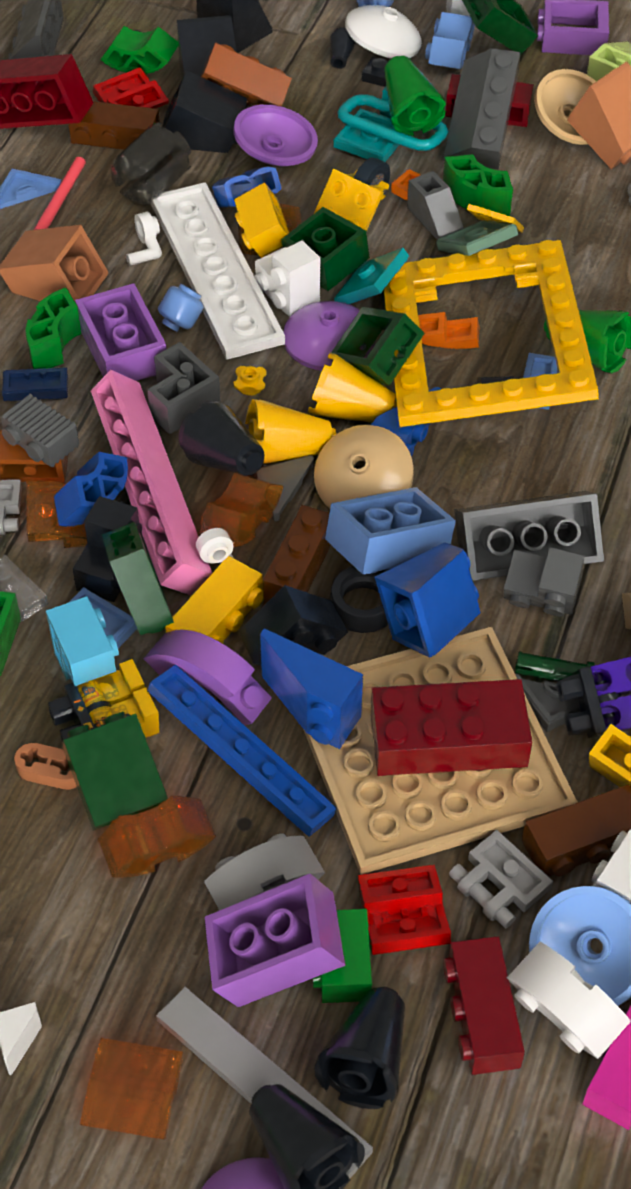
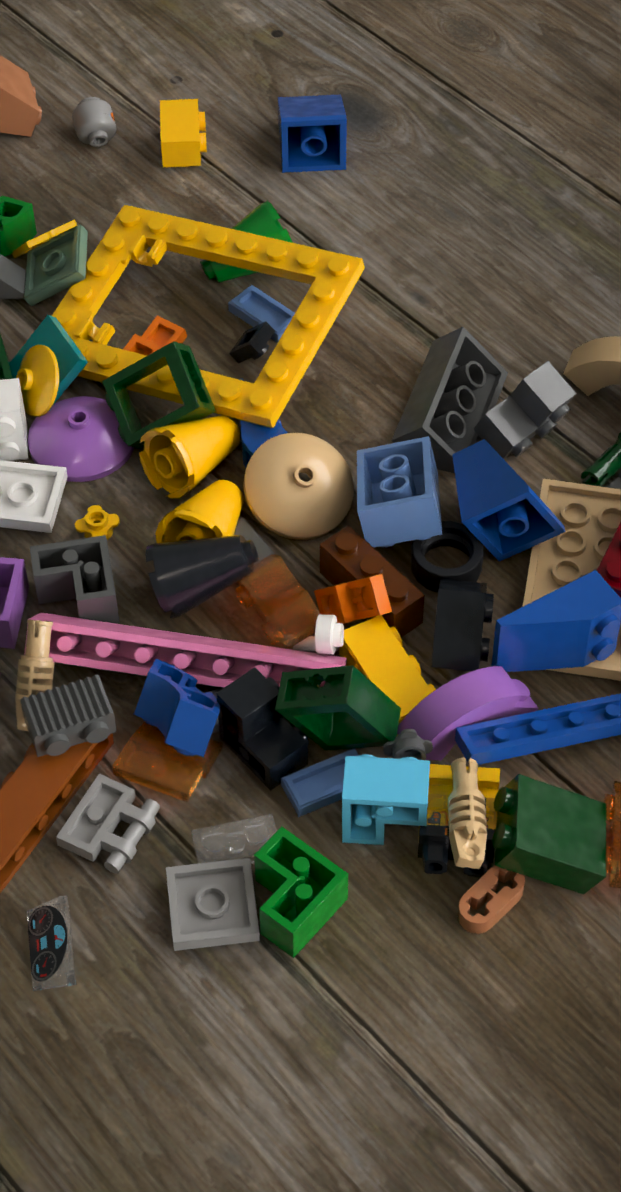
camera: 60 degrees left, 0 degrees up
(83, 395) = (34, 667): none -> tan hinge
(88, 703) = (467, 816): none -> tan hinge
(137, 643) = (408, 745): none -> dark grey plate
(263, 550) = (354, 599): none -> orange slope
(343, 273) = (38, 380): none -> yellow dish

